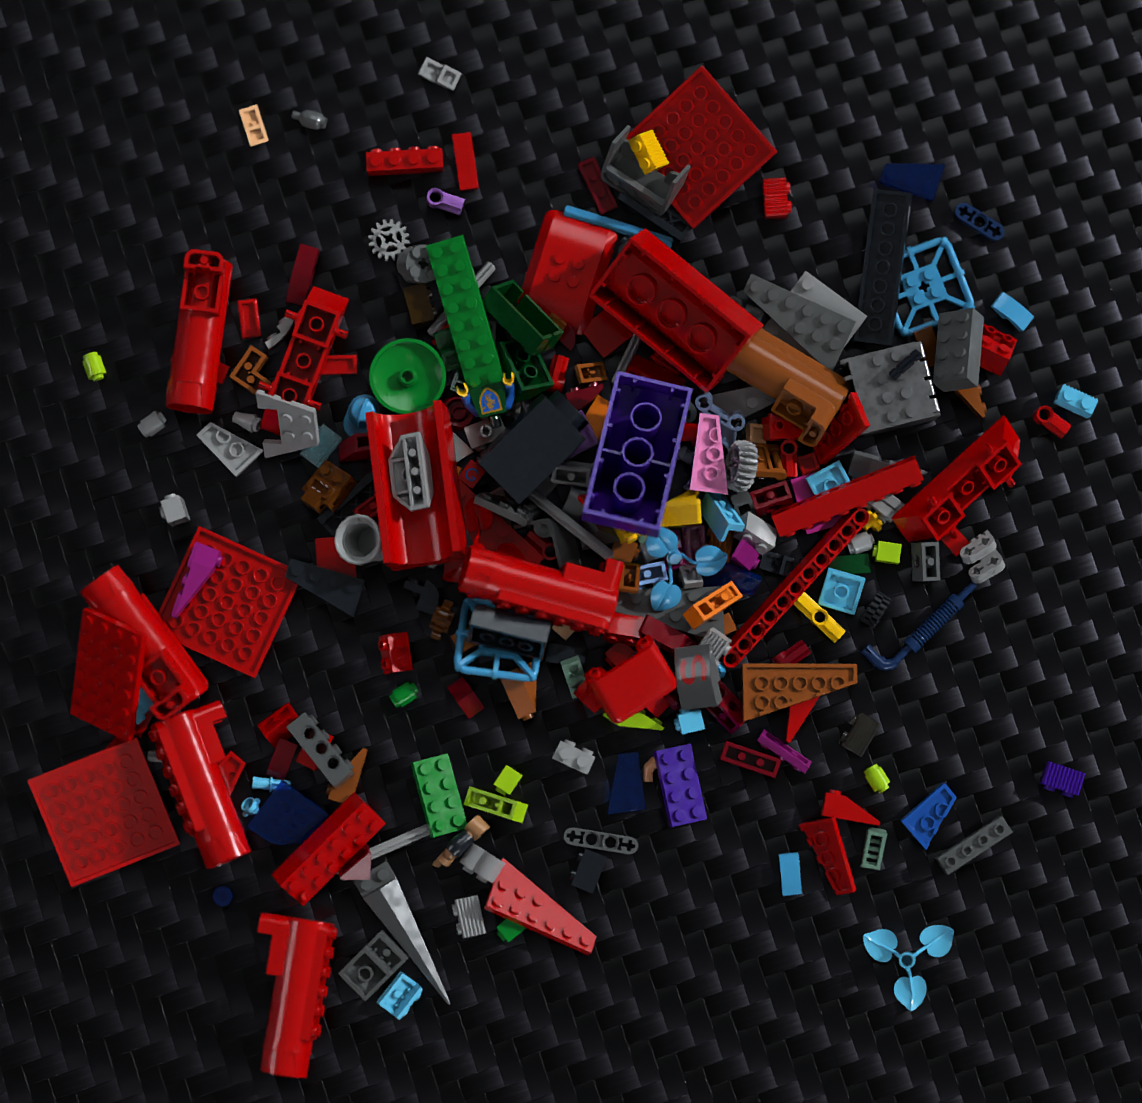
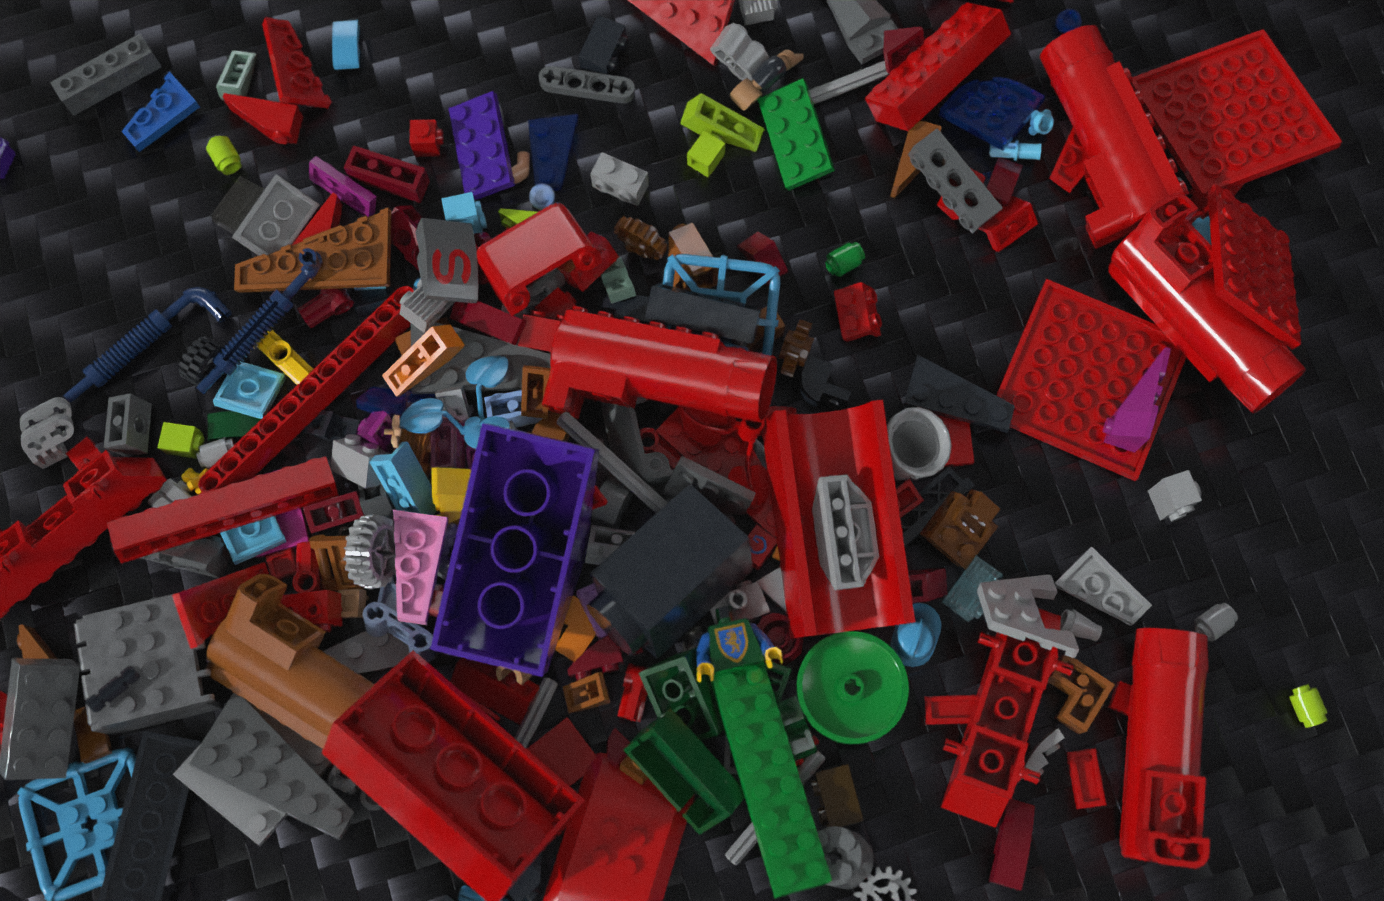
camera: 175 degrees left, 10 degrees down
(557, 705) = (640, 238): none -> reddish brown gear
(632, 745) = (542, 196): none -> medium blue tile
(722, 791) = (425, 138): none -> red brick
(728, 547) = (395, 431): none -> light nougat plant
(832, 723) = (275, 218): none -> light grey tile
(833, 634) = (261, 322): none -> dark blue piece

